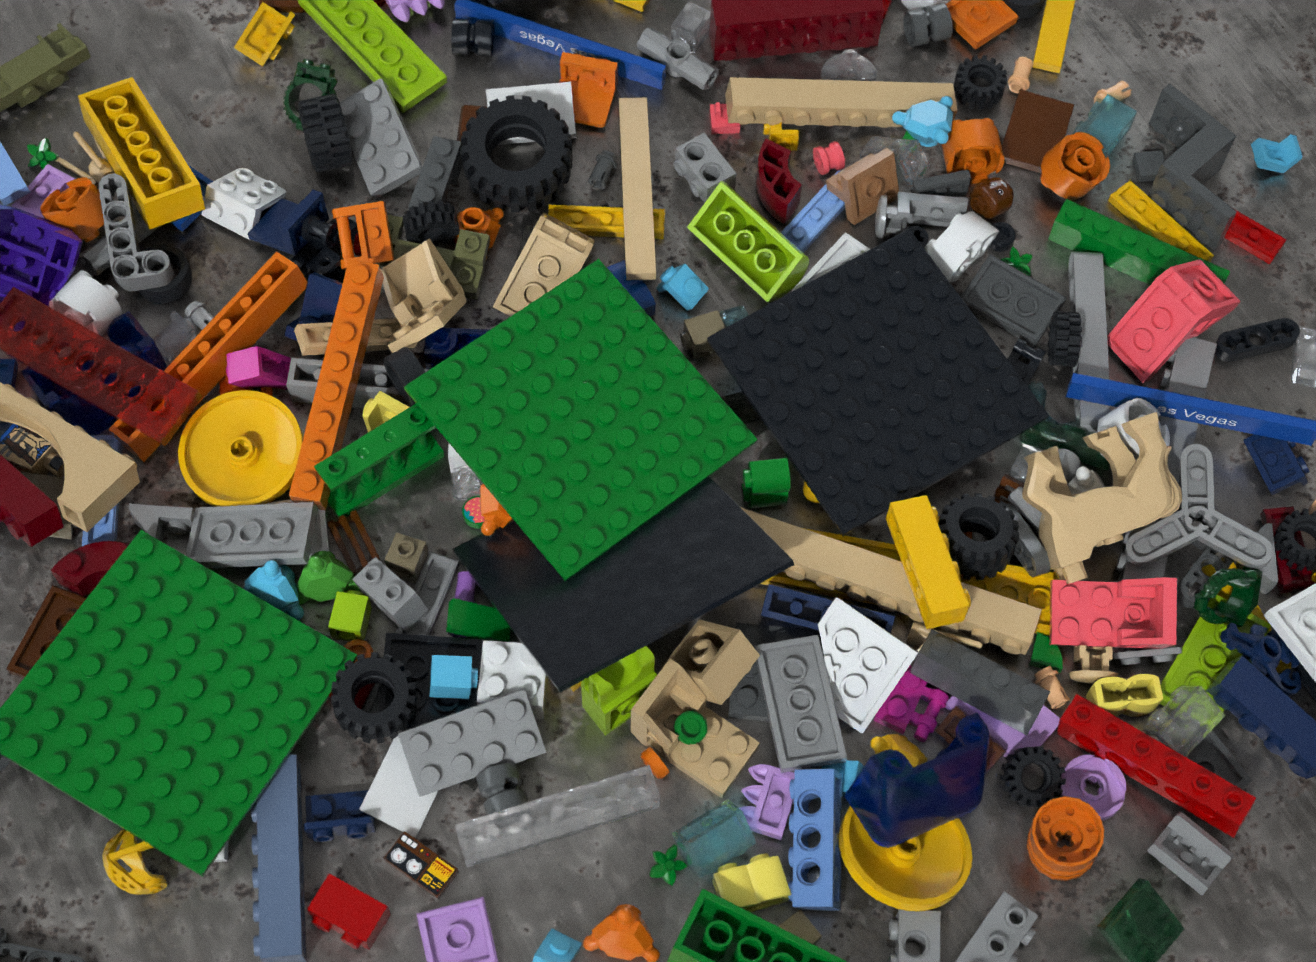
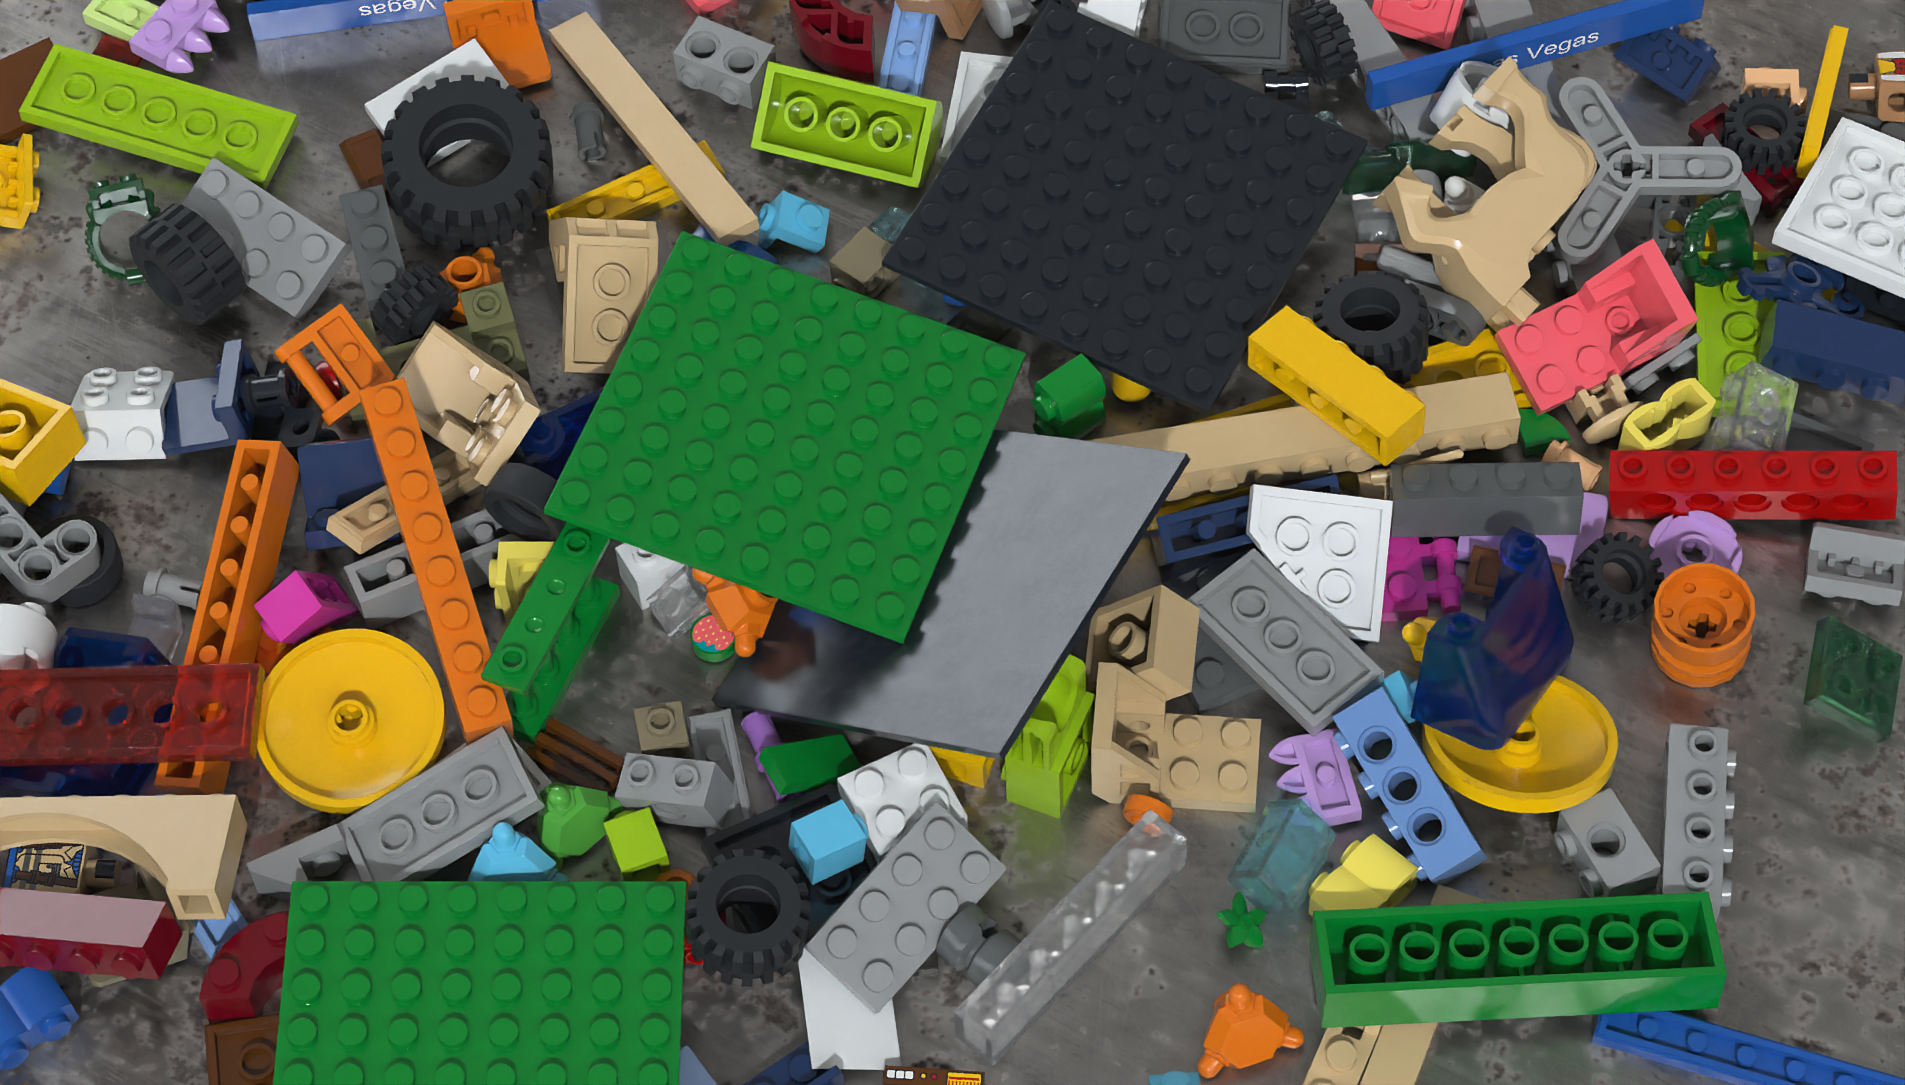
camera: 25 degrees left, 5 degrees down
(472, 37) = (298, 46): black wheel -> none
(690, 727) = (1169, 741): green tile -> none

